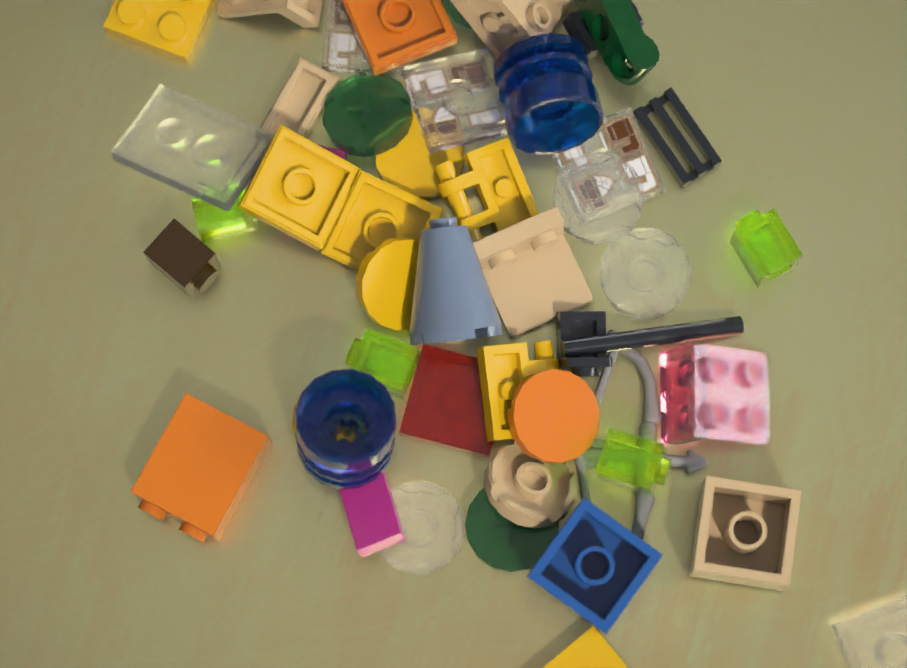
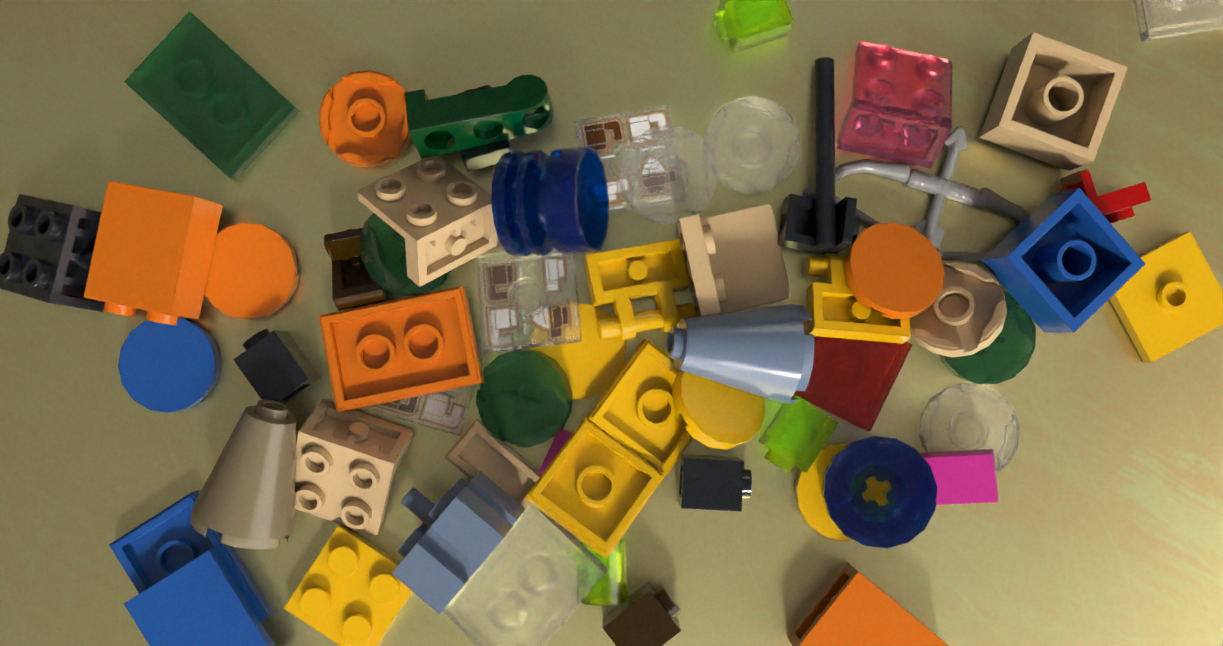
camera: 80 degrees left, 10 degrees up
(230, 74) = (453, 537): none -> sand blue brick
(323, 296) = (713, 482): none -> black brick
(633, 462) = (959, 198): clear neon green brick -> none
(656, 106) = (609, 63): black tile -> none
(661, 614) = (1113, 205): none -> red bracket

